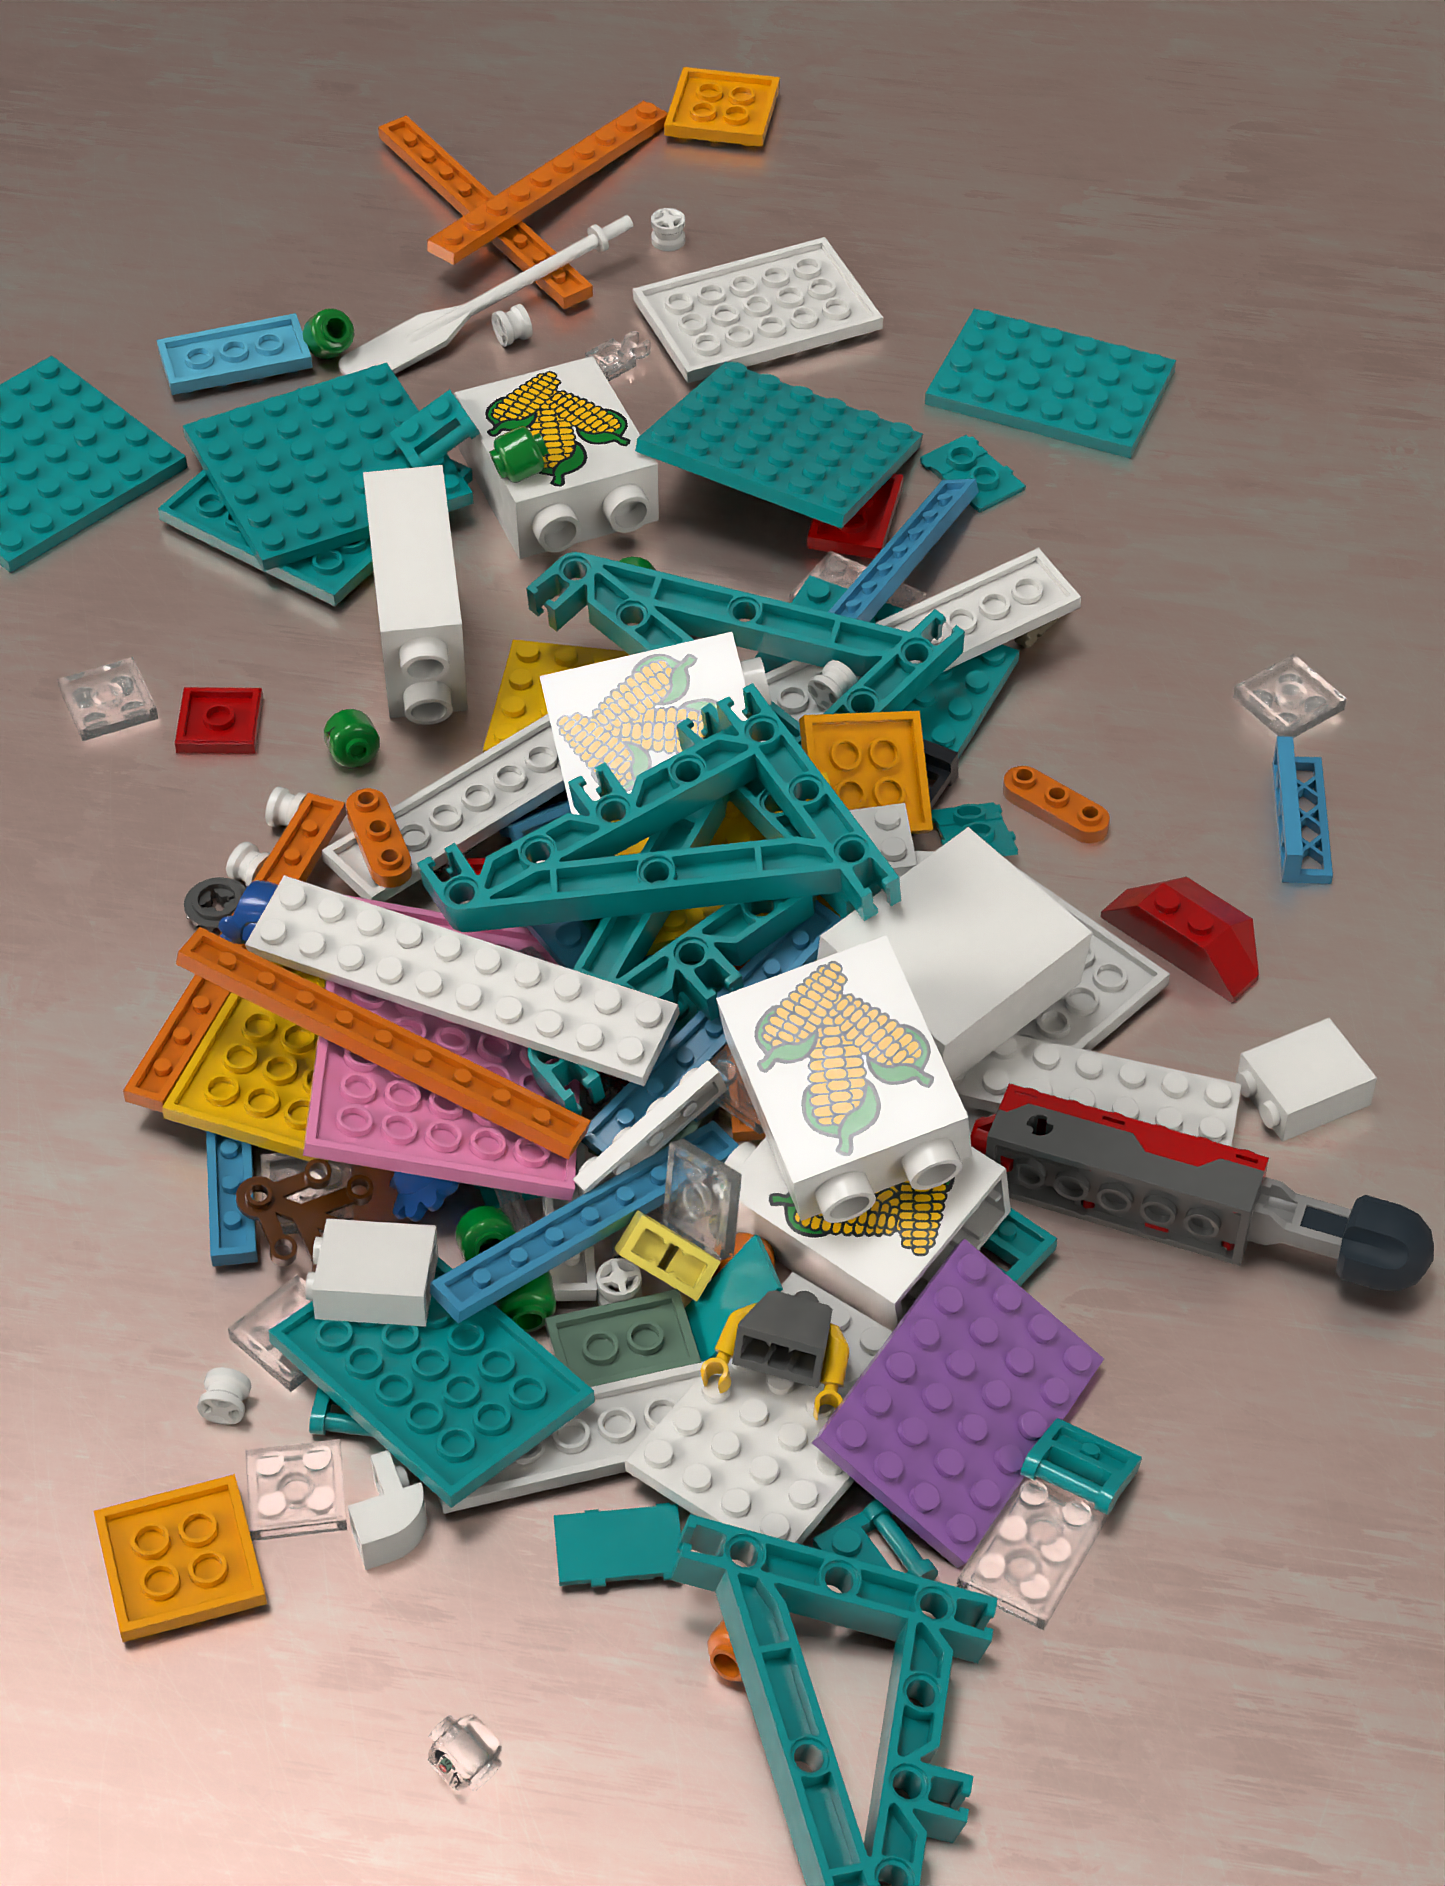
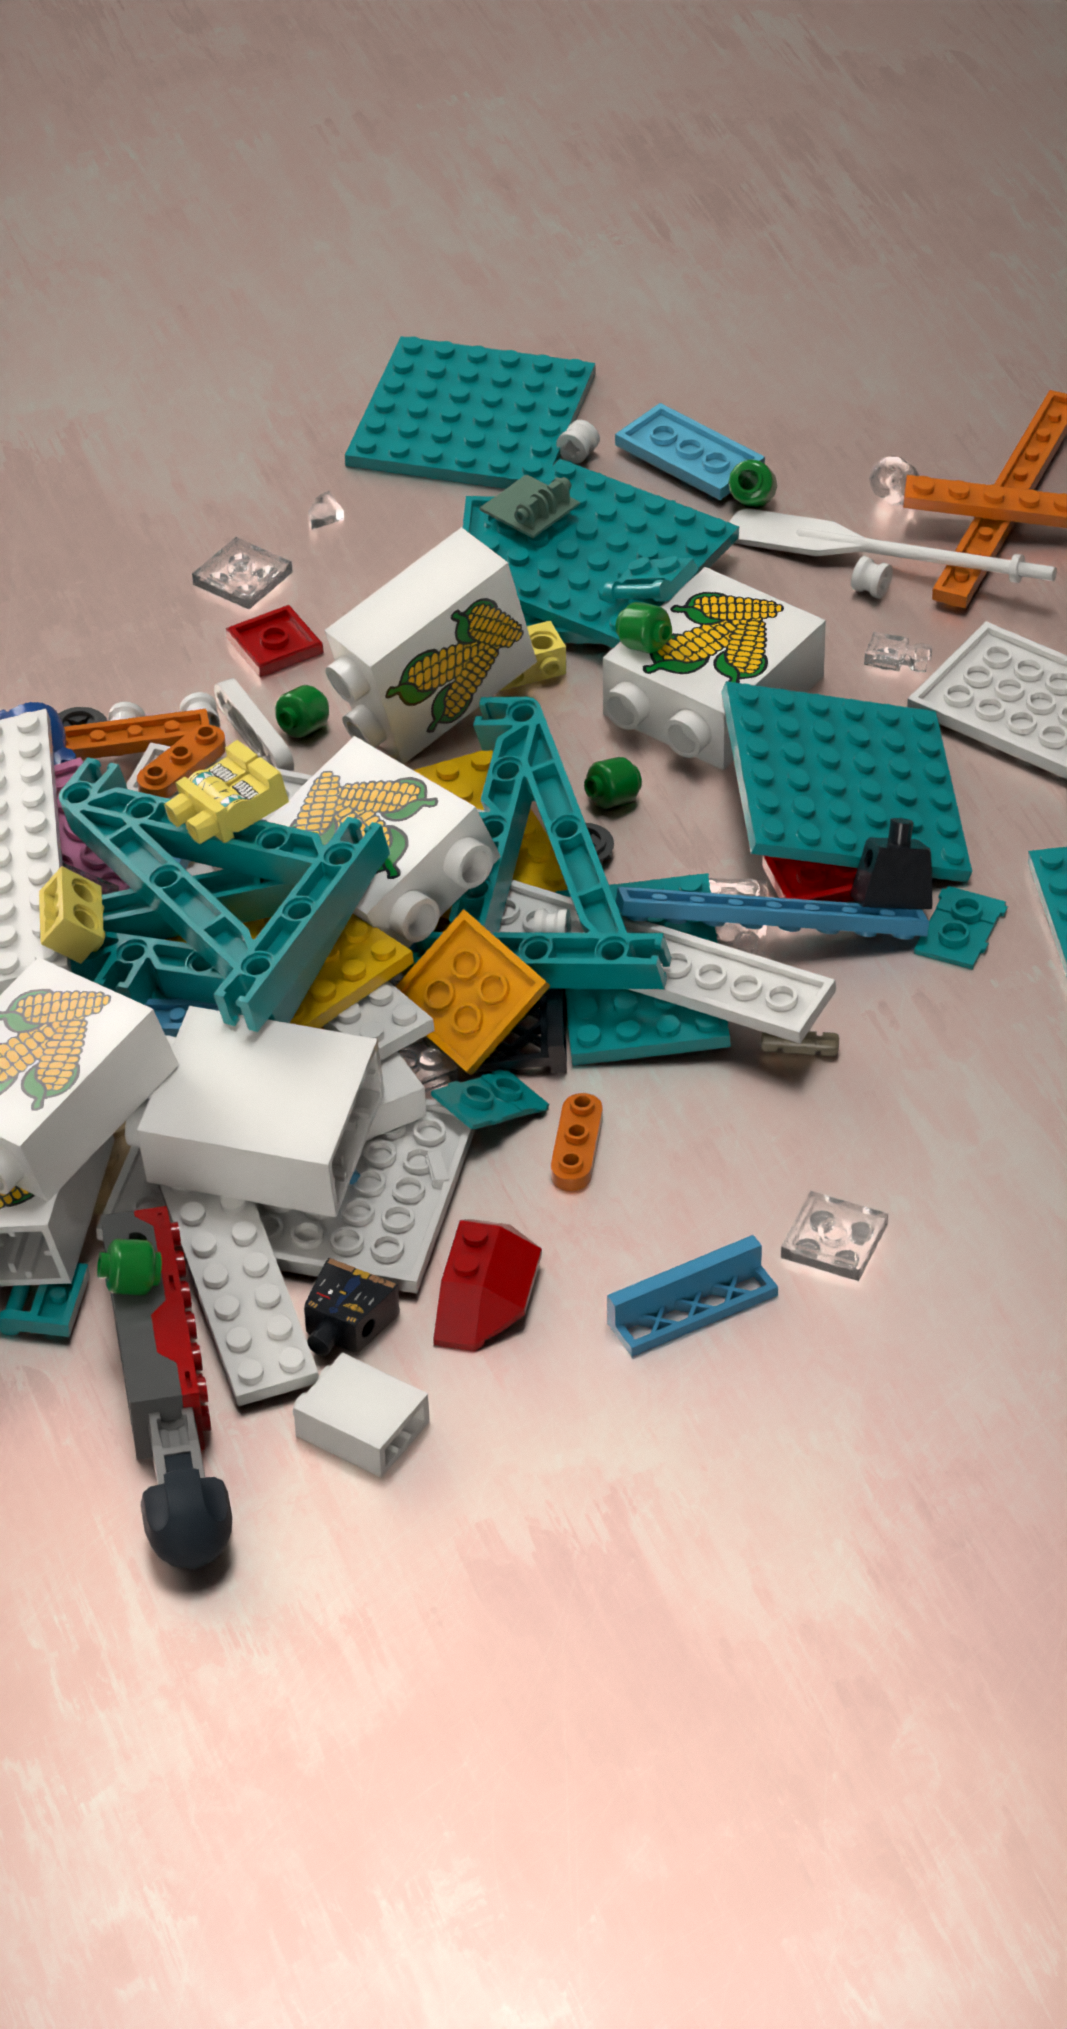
camera: 60 degrees right, 5 degrees down
(67, 611) = (324, 511): none -> clear tile
(152, 410) = (578, 441): none -> white wheel
(245, 463) = (532, 504): none -> sand green hinge
(339, 776) = (252, 725): none -> white beam
(416, 248) = (889, 479): none -> clear head
(616, 785) = (227, 795): none -> light yellow hips
(627, 967) = (71, 915): none -> light yellow brick
(912, 465) = (894, 871): none -> black torso
(1096, 1129) = (130, 1267): none -> green head
(1165, 1031) = (348, 1308): none -> black torso

